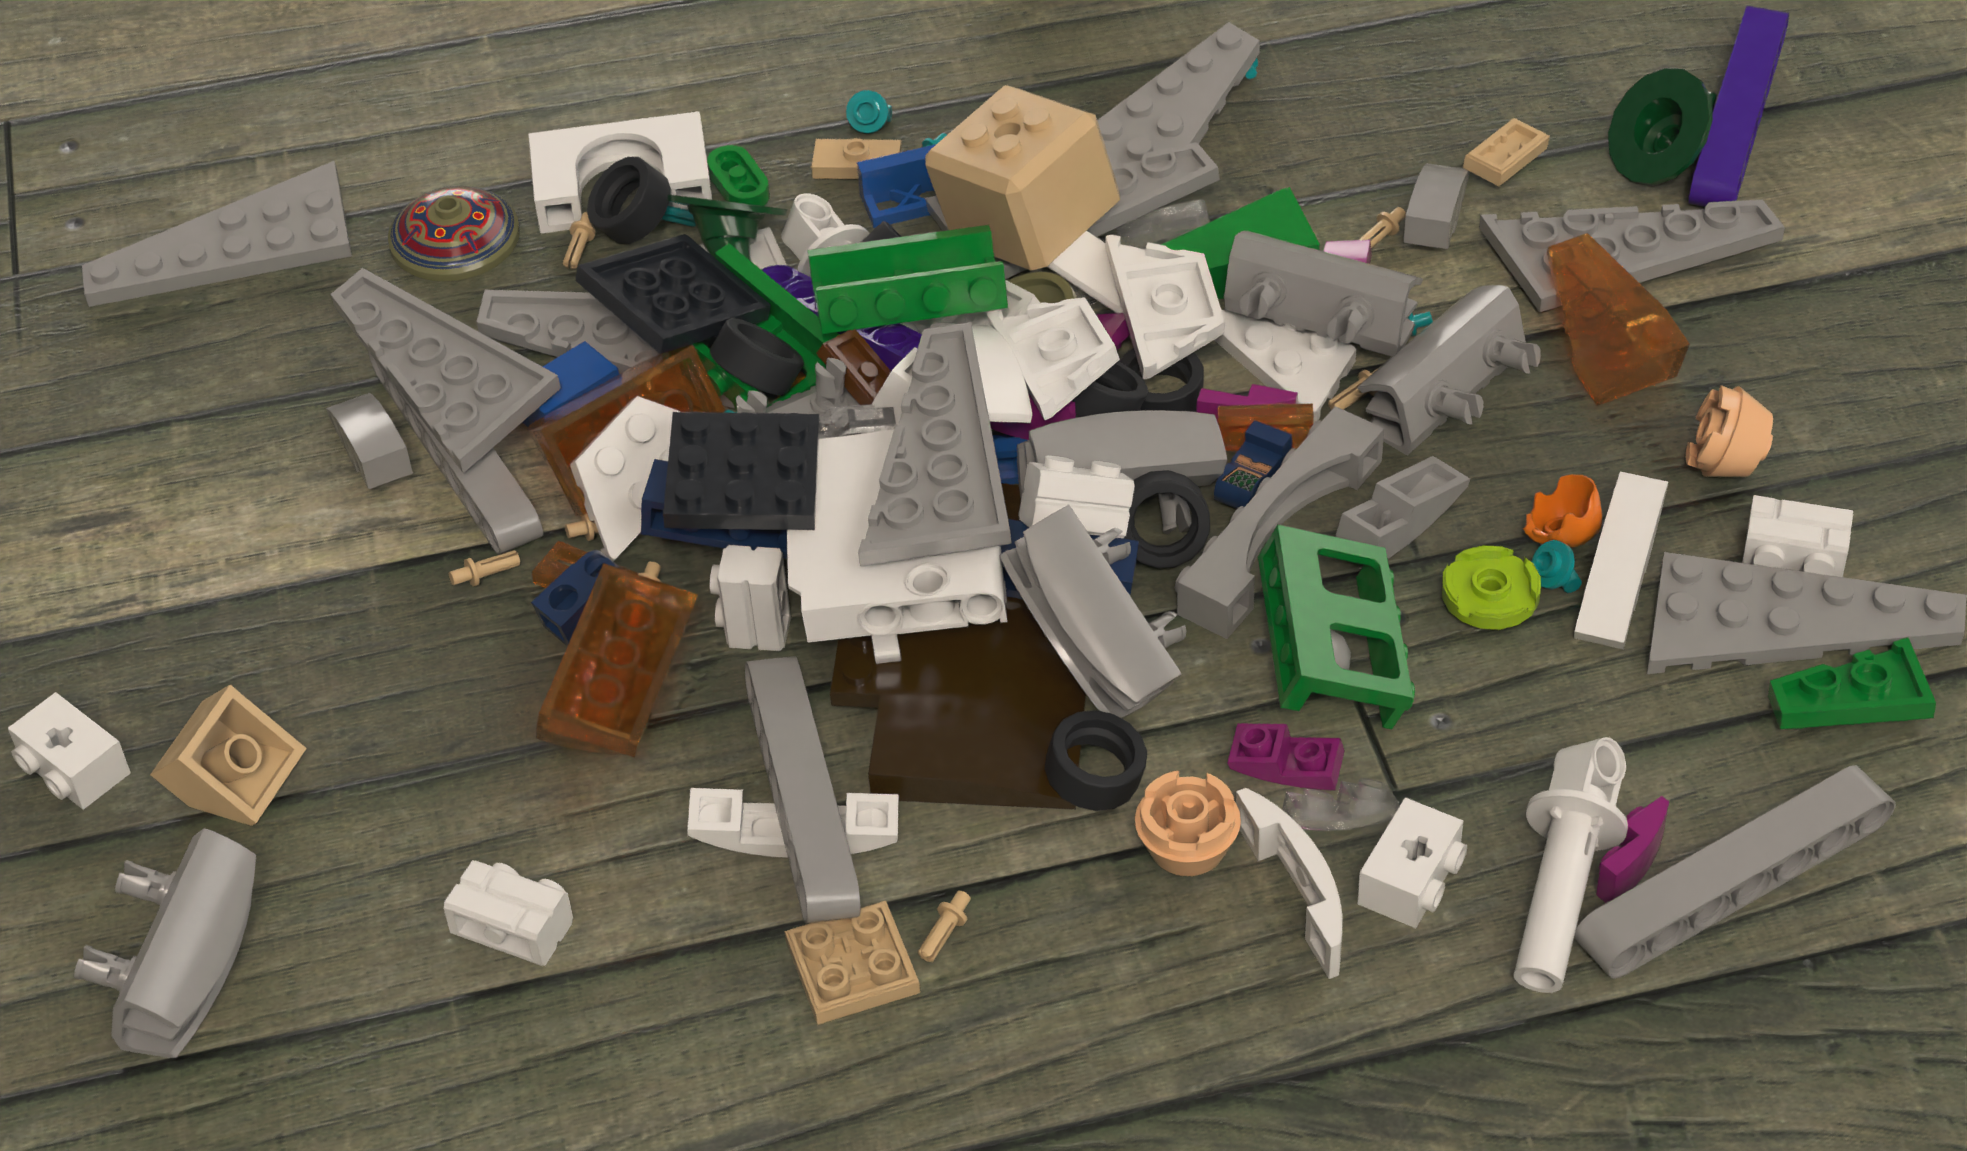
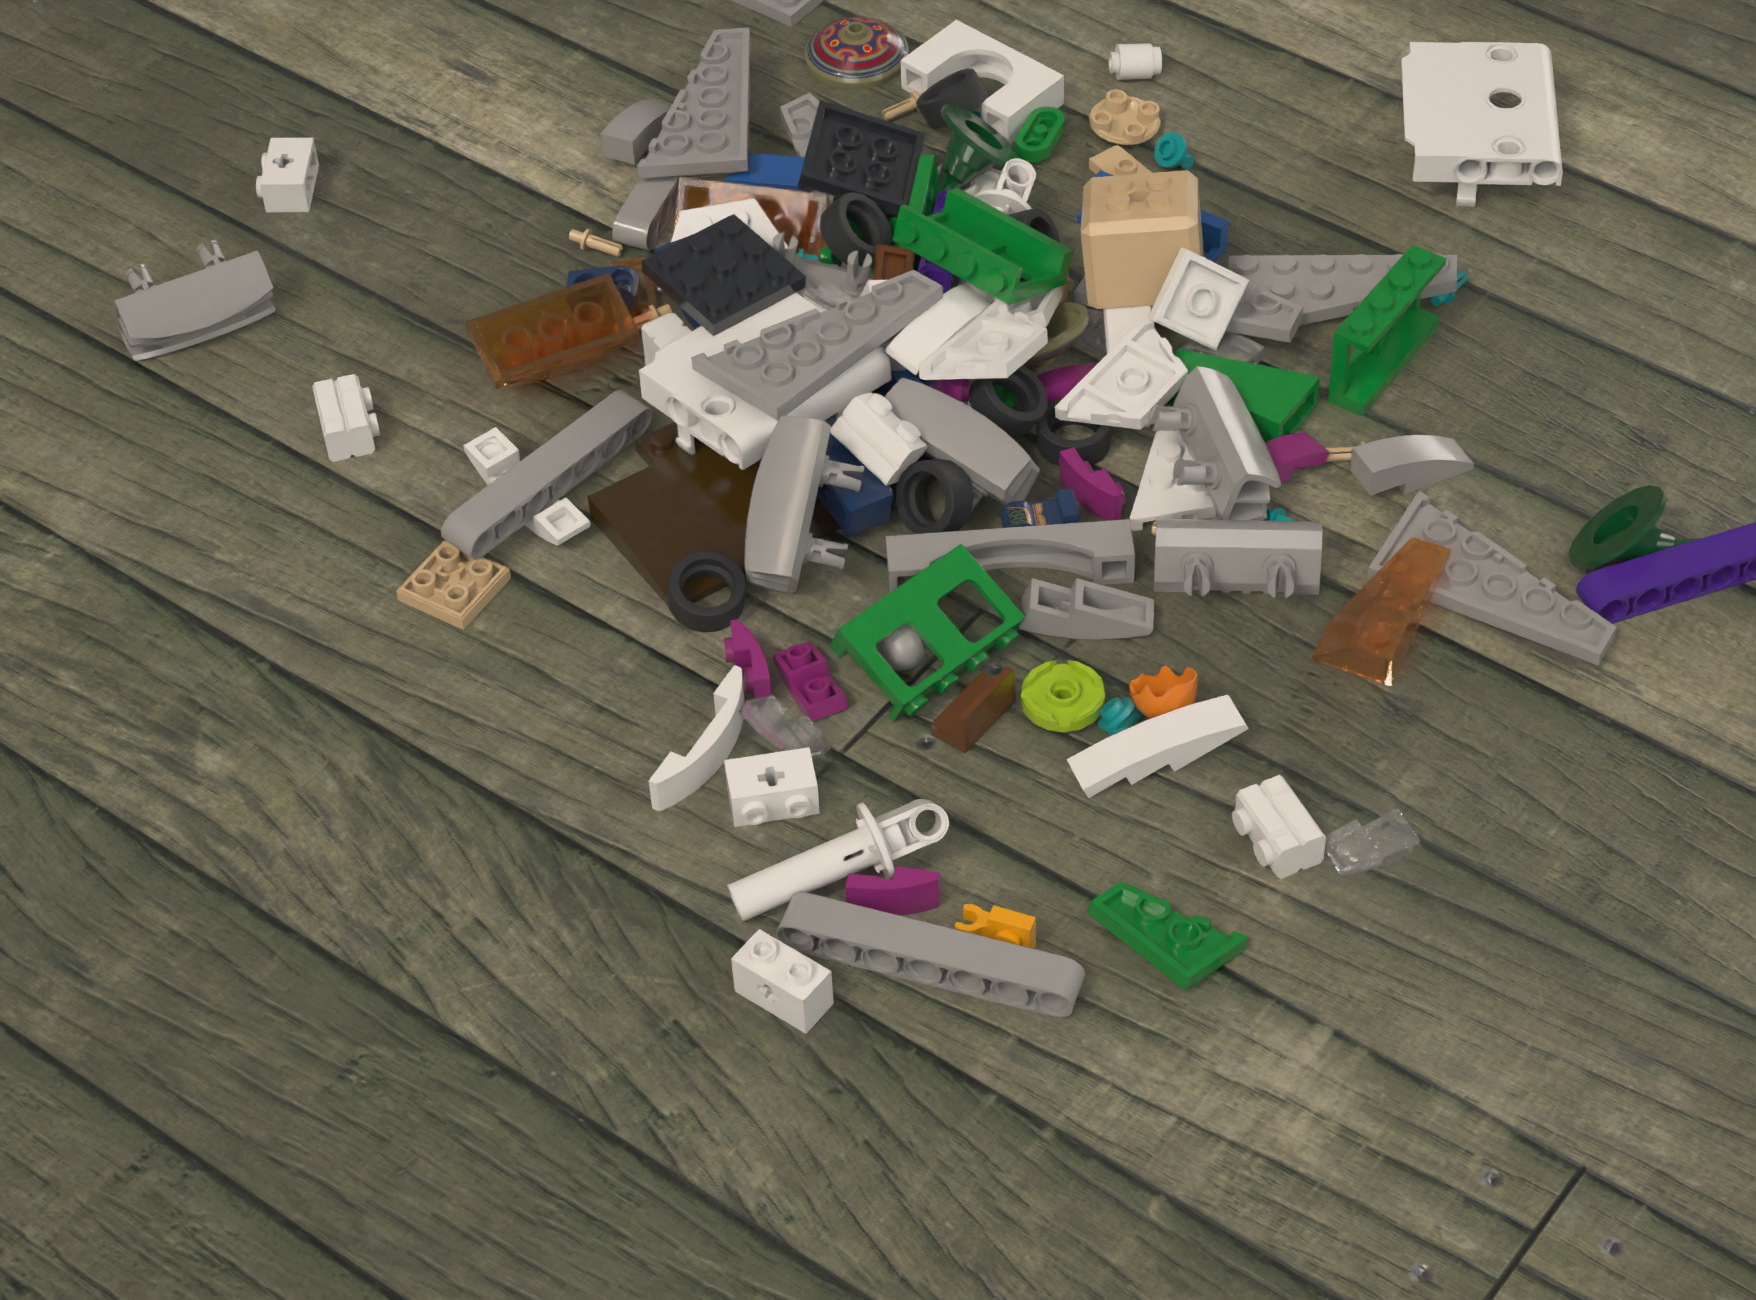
camera: 50 degrees right, 0 degrees up
(229, 758) = (344, 237): tan slope -> none
(722, 64) = (1135, 61): none -> white brick
(786, 115) = (1124, 118): none -> tan dish
(950, 916) = (517, 606): tan piece -> none
(1136, 188) = (1198, 298): none -> white tile
(1187, 822) = (688, 659): light nougat cone -> none
(1233, 772) = (748, 655): none -> magenta slope
(1281, 107) = (1385, 330): none -> green window
(1290, 418) = (1090, 502): clear orange tile -> none
(1448, 657) = (975, 710): none -> reddish brown panel
(1506, 152) = (1509, 469): tan plate -> none
(1682, 999) = (782, 981): none -> white brick
(1731, 434) = (1332, 733): light nougat cone -> none
(1753, 797) = (999, 925): none -> light orange plate
(1772, 614) = (1206, 861): light grey wing -> none
(1863, 489) = (1369, 846): none -> clear slope

